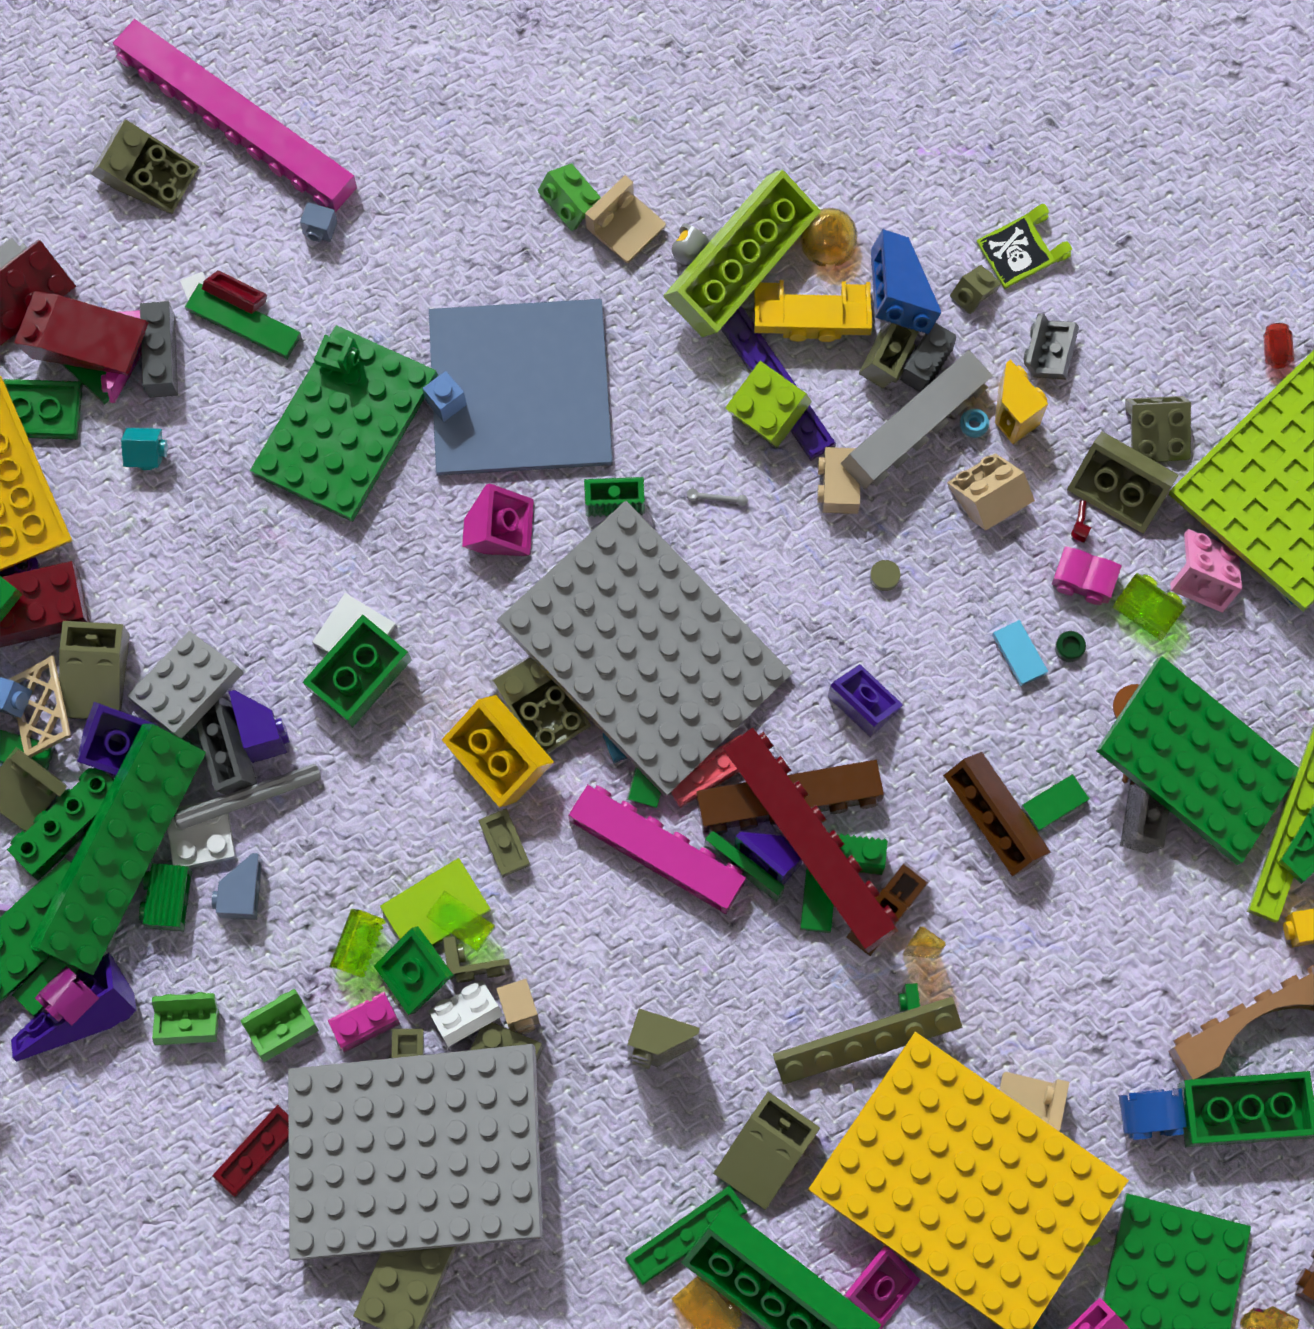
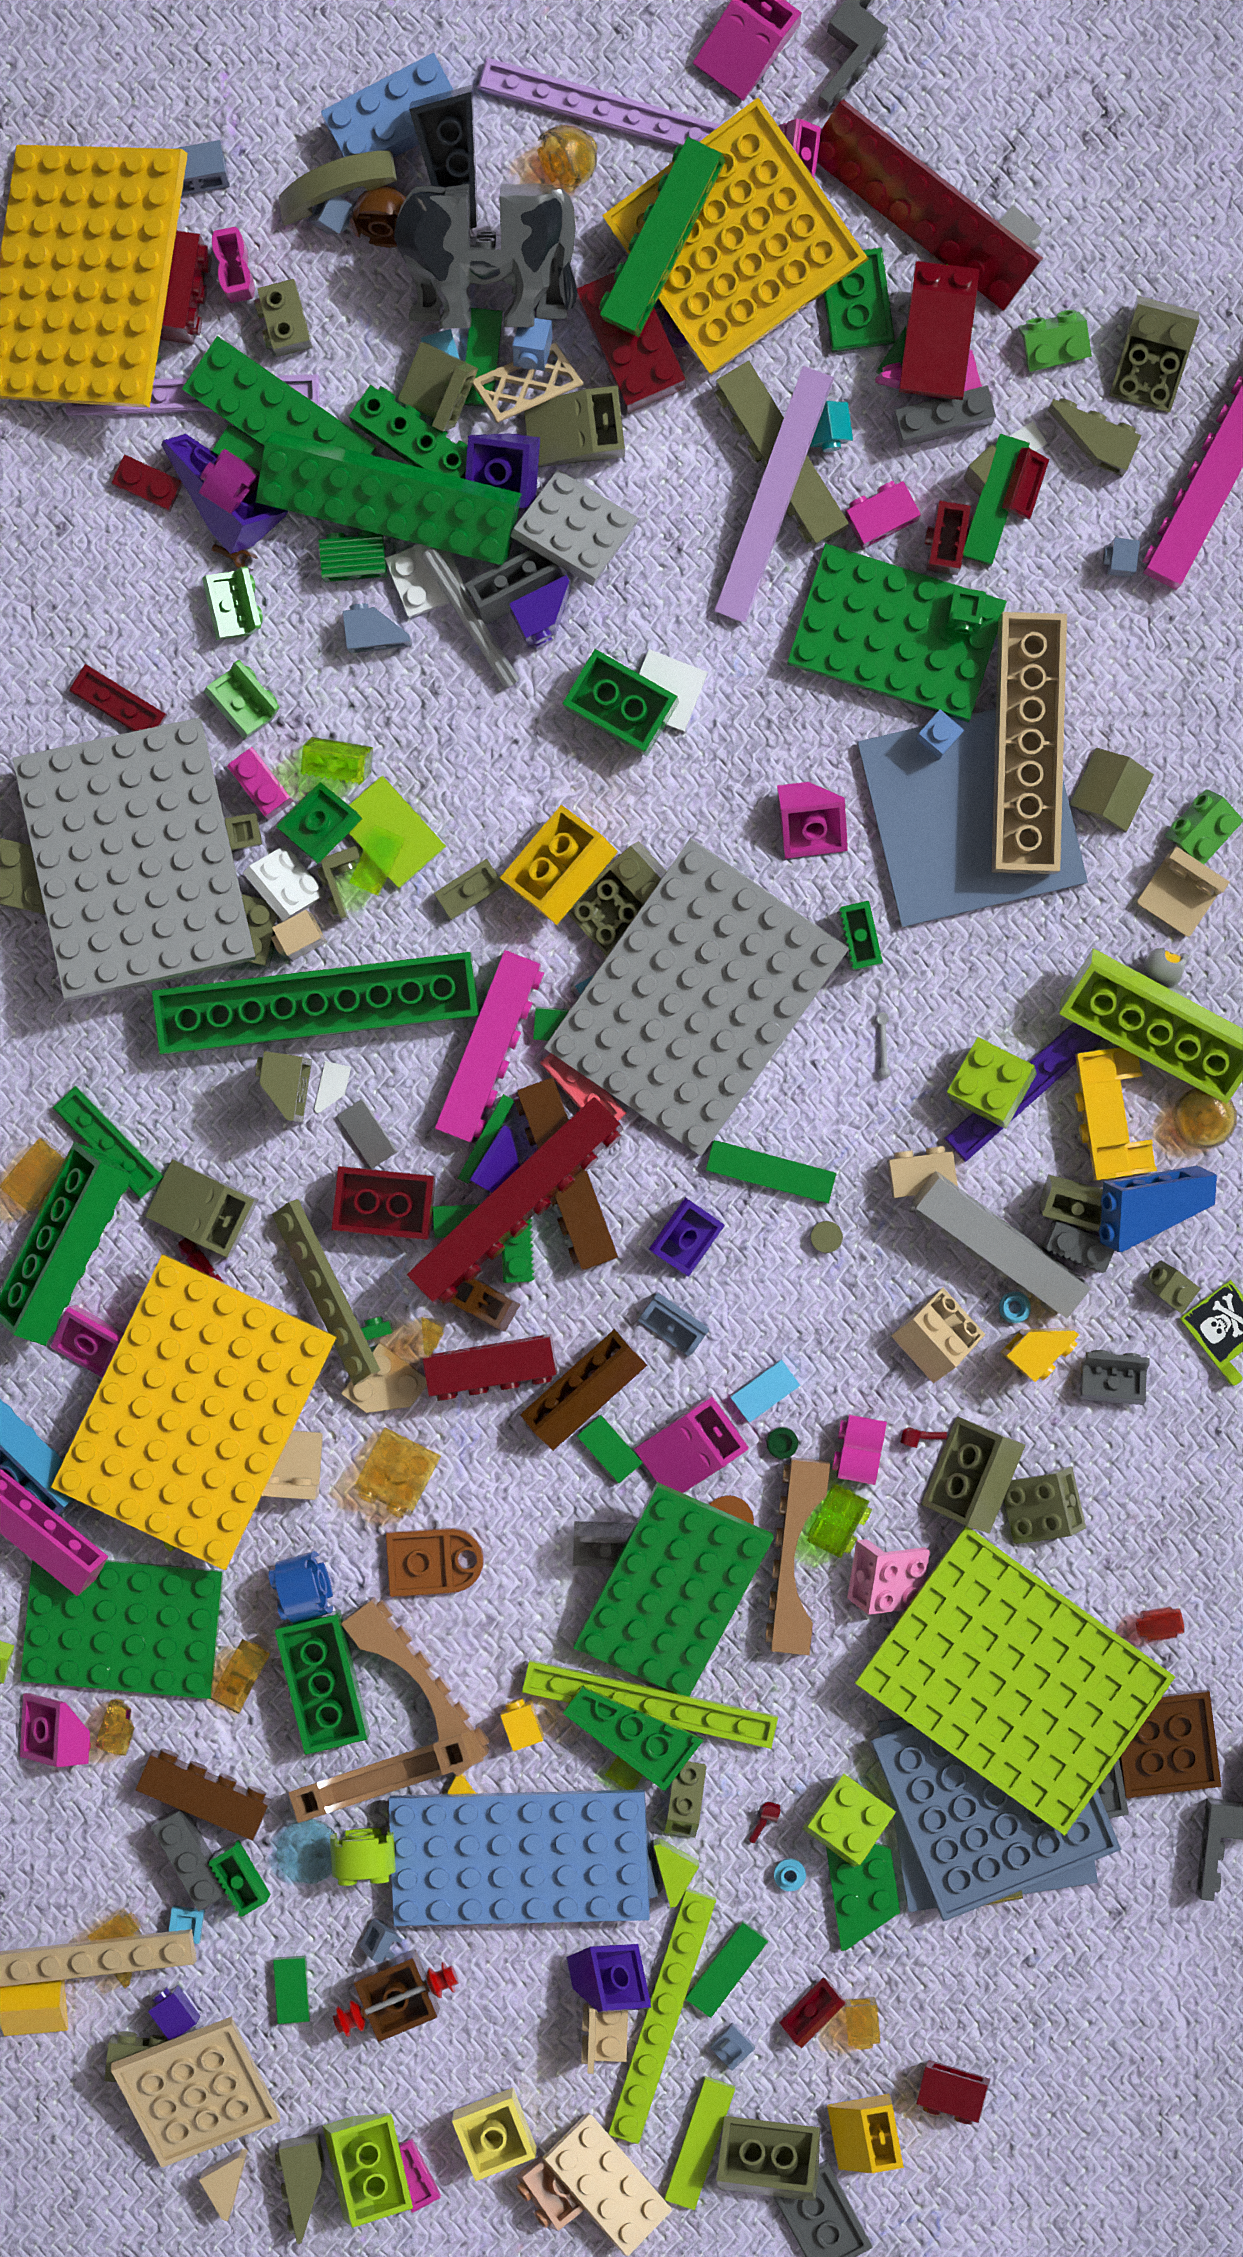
camera: 85 degrees right, 15 degrees up
(49, 1085) = (147, 483): none -> dark red plate
(112, 247) = (1055, 340): none -> bright green bracket
(141, 1008) = (238, 557): none -> reddish brown hand
(159, 495) = (760, 422): none -> olive brick
(195, 501) = (774, 493): none -> lavender tile
(211, 224) = (1101, 441): none -> olive slope
(215, 322) = (979, 469): none -> olive slope
(234, 415) = (882, 514): none -> dark pink brick
(268, 362) = (947, 537): none -> dark red brick
(468, 321) = (1029, 743): none -> tan brick
(521, 266) = (1112, 788): none -> olive slope
(586, 1004) = (315, 1003): none -> green brick
(666, 1004) = (332, 1085): none -> white sticker
(720, 978) = (367, 1133): none -> light grey slope
(790, 970) = (383, 1202): none -> dark red brick
(803, 1173) = (196, 1258): none -> dark red axle
(816, 614) = (771, 1171): none -> green tile
(946, 723) = (673, 1324): none -> sand blue hinge
(962, 893) = (490, 1365): none -> dark red brick
(972, 1000) = (391, 1388): none -> tan plate
(1053, 1004) = (396, 1473): none -> clear yellow plate
(1063, 723) = (692, 1446): none -> dark pink slope
(1118, 631) = (805, 1490): none -> medium nougat arch
(1141, 990) = (429, 1561): none -> dark orange tile
(1232, 1191) = (240, 1676): none -> clear yellow slope

